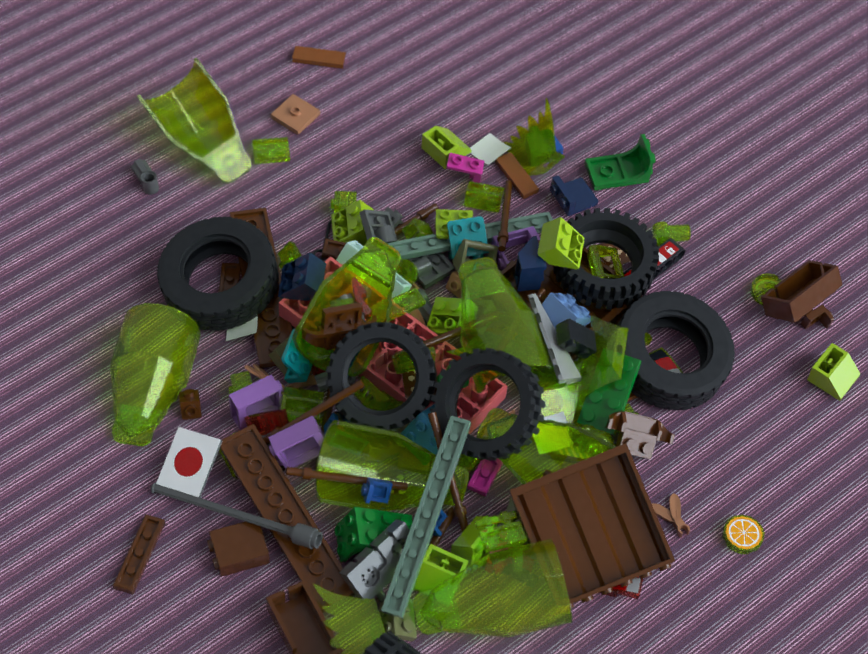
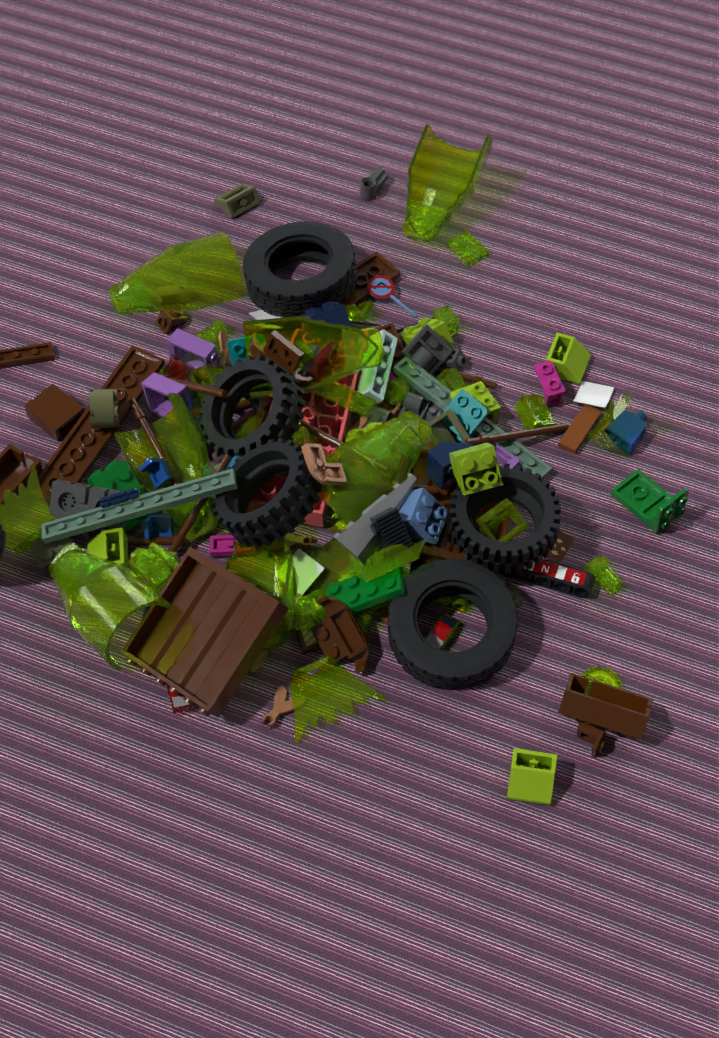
camera: 65 degrees right, 0 degrees up
(88, 284) = (237, 200): none -> olive tile
(186, 476) = (88, 349): flag -> none
(229, 368) = (219, 325): none -> clear neon green plate
(277, 229) = (382, 288): none -> piece
(286, 496) = (103, 408): none -> olive brick
(295, 114) = (520, 245): nougat plate -> none
(319, 57) = (598, 231): dark orange tile -> none
(408, 526) = (119, 497): none -> dark blue axle
(509, 342) = (319, 468): none -> nougat plate
(573, 195) = (587, 479): dark blue bracket -> none
(678, 477) = (324, 692): none -> clear neon green piece
(743, 534) = (295, 772): tile -> none

